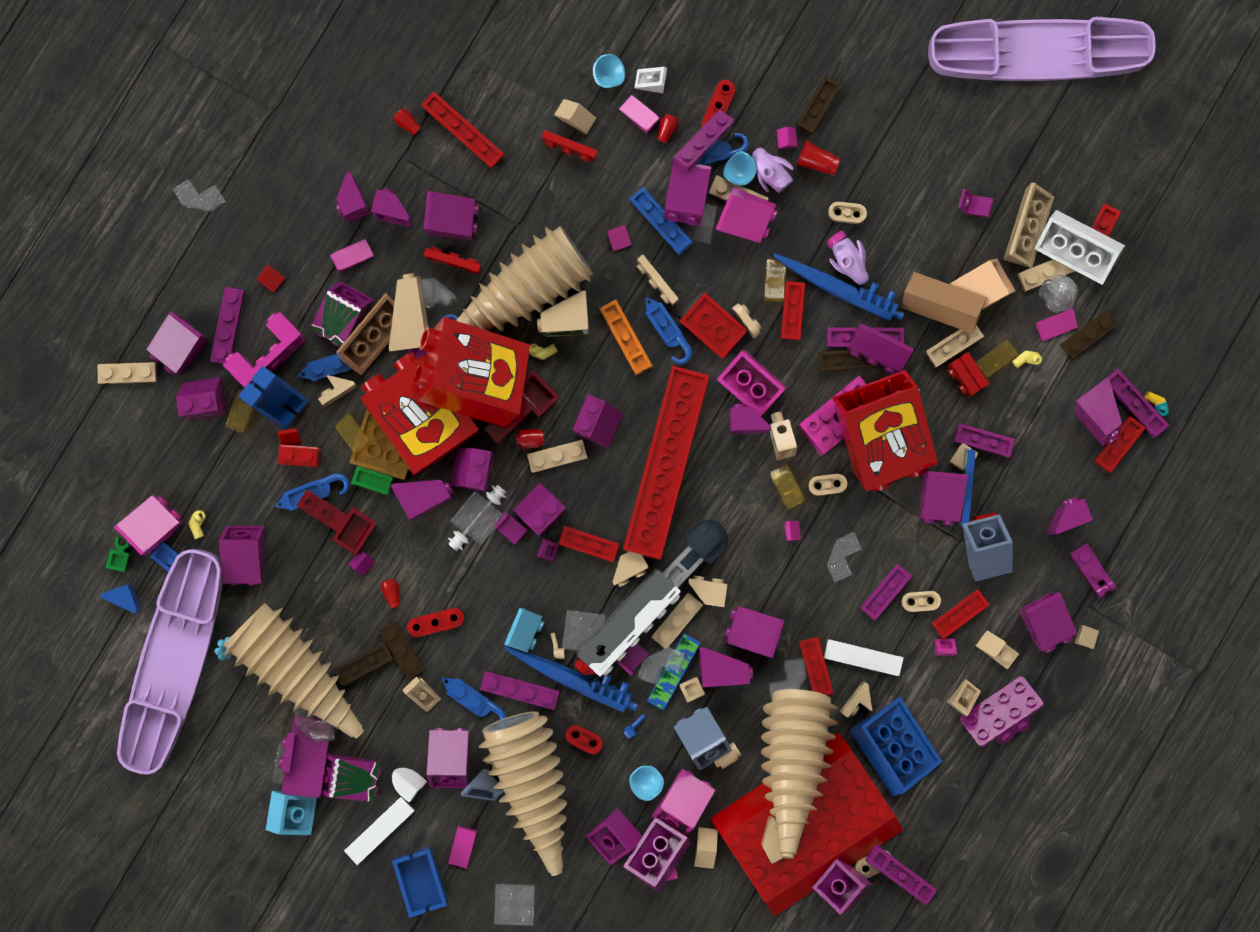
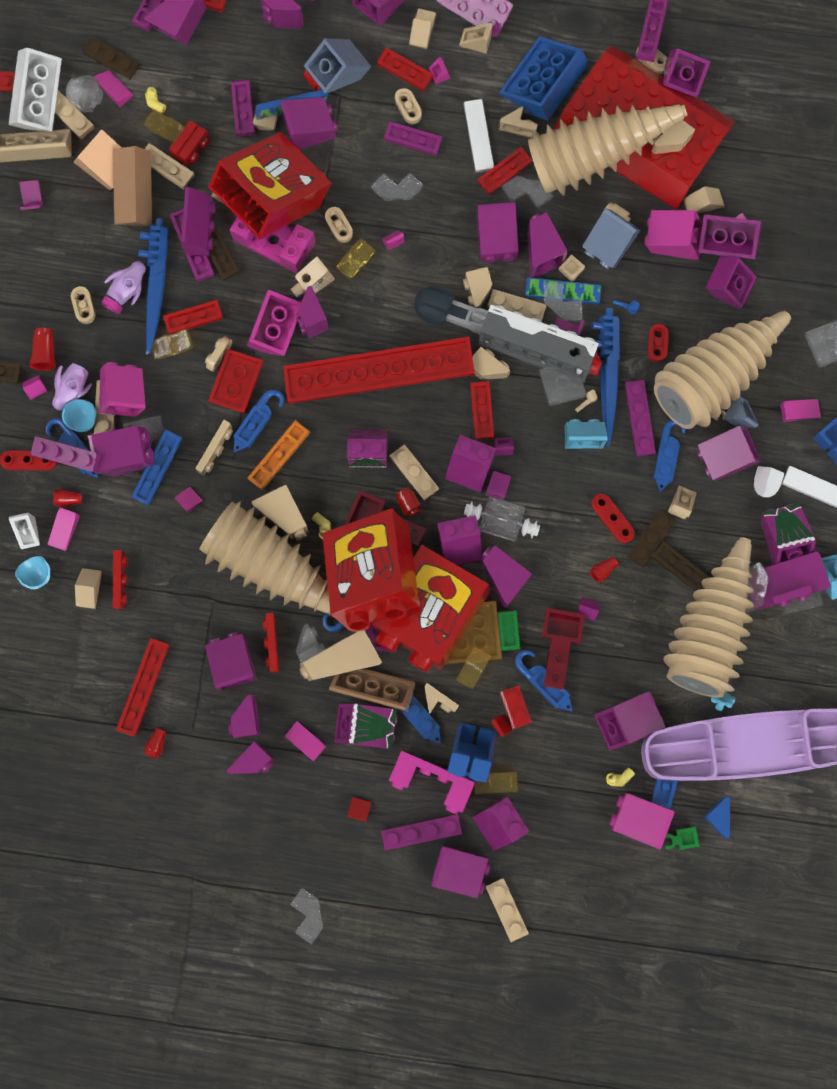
camera: 110 degrees left, 5 degrees down
(646, 782) = (672, 271): medium azure helmet -> none

